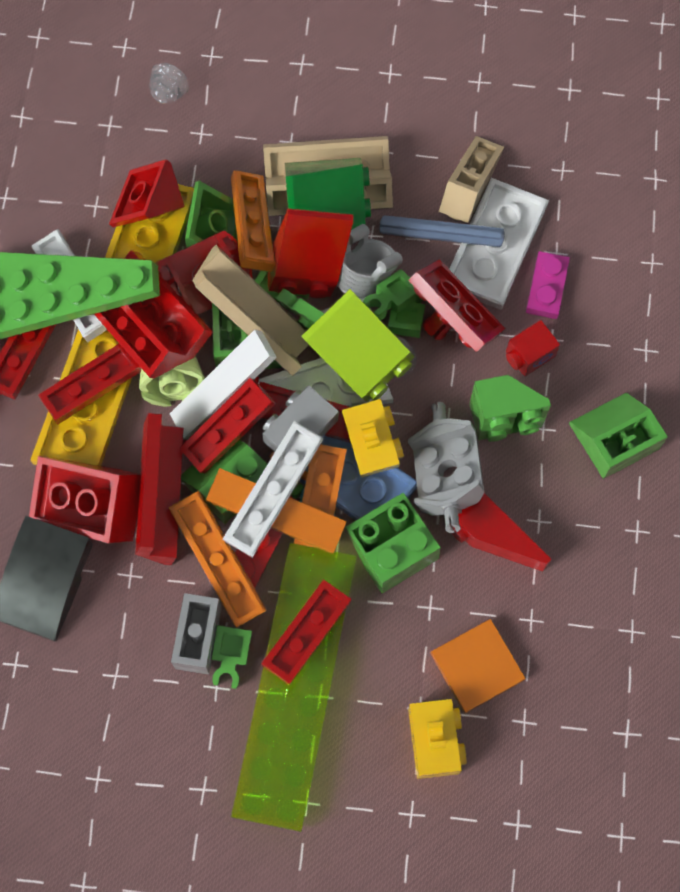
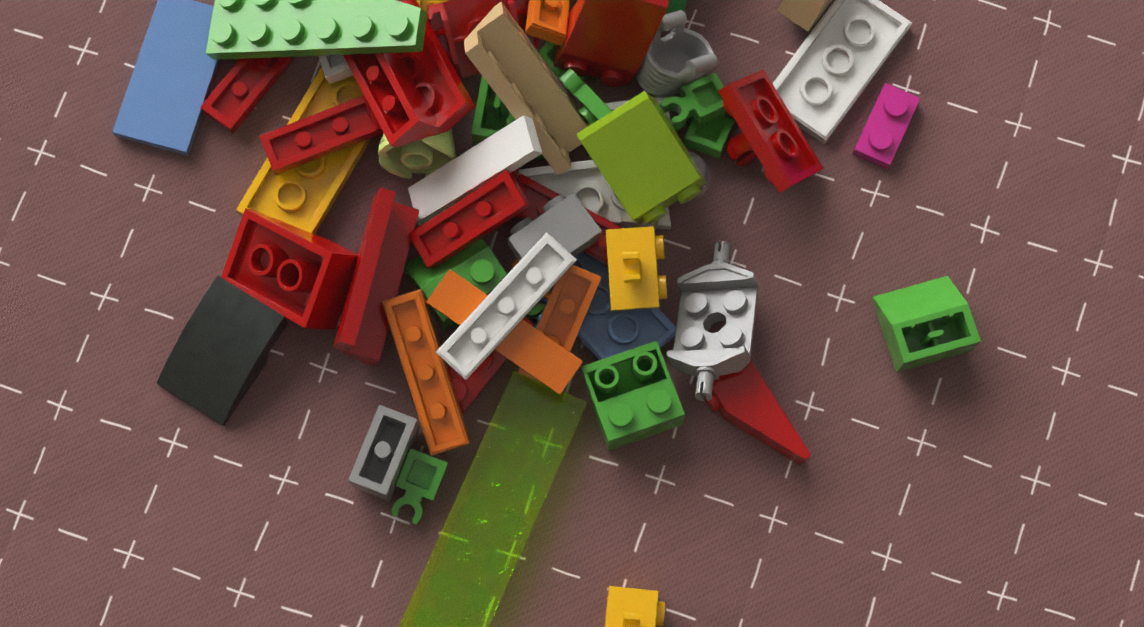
camera: 10 degrees right, 5 degrees up
(306, 632) = (509, 479): red plate -> none
(442, 231) = (775, 35): sand blue axle -> none
(477, 666) = (698, 558): orange tile -> none
(506, 407) = (800, 264): bright green slope -> none
(532, 348) = (848, 200): red brick -> none

